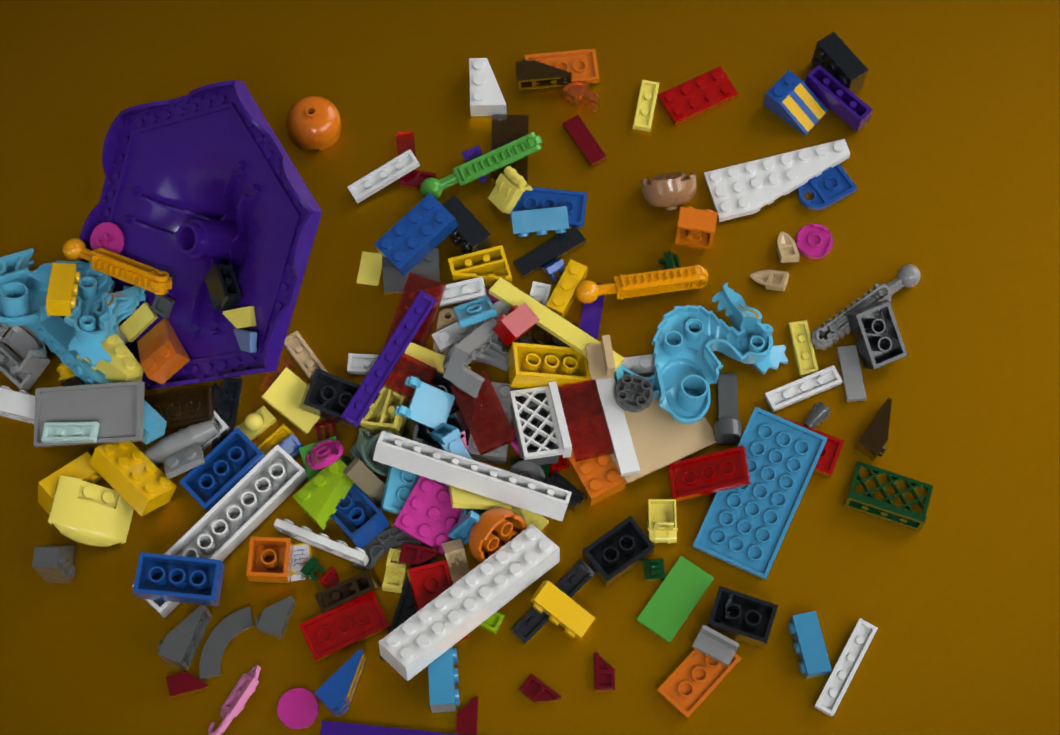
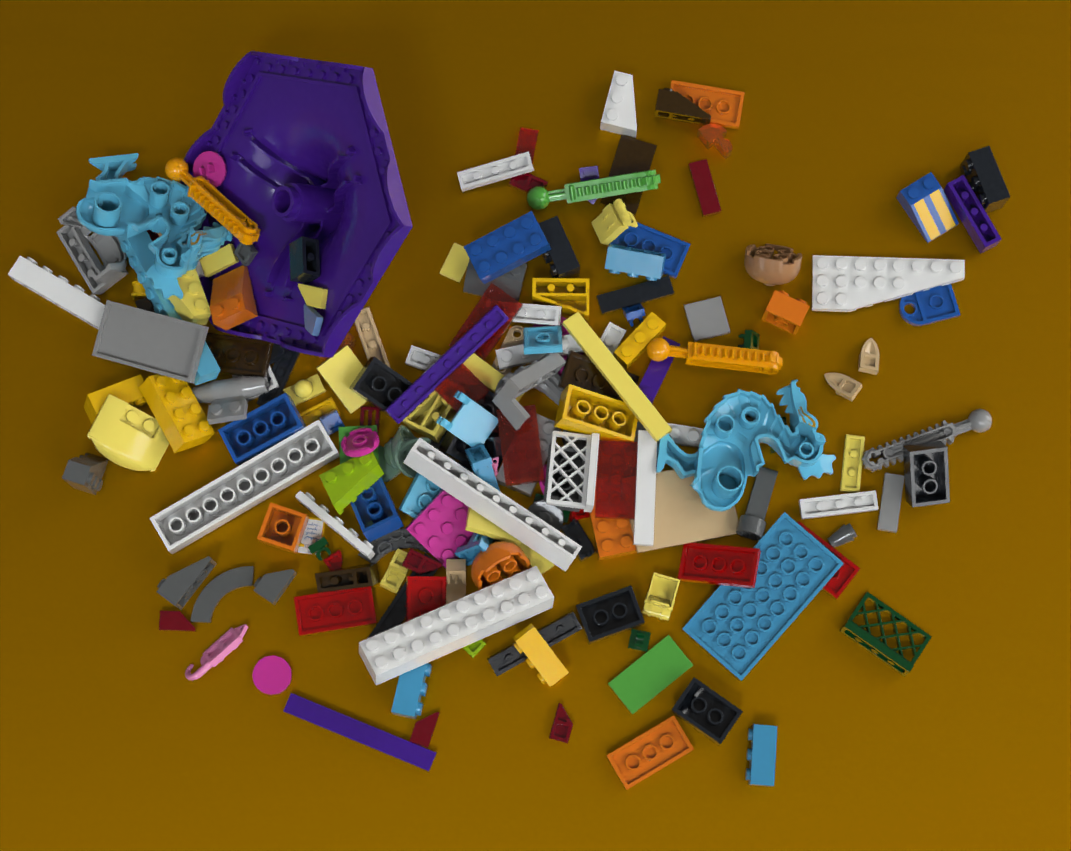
camera: 15 degrees right, 10 degrees up
(62, 289) = (154, 213): yellow brick -> none
(70, 432) = (128, 354): light aqua tile -> none
(179, 579) = (193, 526): blue brick -> none
(313, 123) = (442, 104): orange cylinder -> none
(341, 686) = (316, 668): blue slope -> none
(365, 480) = (391, 479): dark tan tile -> none
(515, 324) = (577, 366): brick -> none
(538, 691) = (496, 723): dark red tile -> none
(601, 359) = (648, 425): tan panel -> none
(624, 255) = (707, 319): none -> light grey tile
(633, 393) = (669, 467): dark grey tile -> none
(646, 105) = (777, 167): light yellow tile -> none
(697, 95) = (833, 170): red plate -> none
(715, 645) = (672, 731): light grey panel -> none
(814, 241) = (899, 357): dark pink tile -> none
(845, 667) = (789, 786): white plate -> none
(876, 434) = (893, 571): dark brown slope -> none

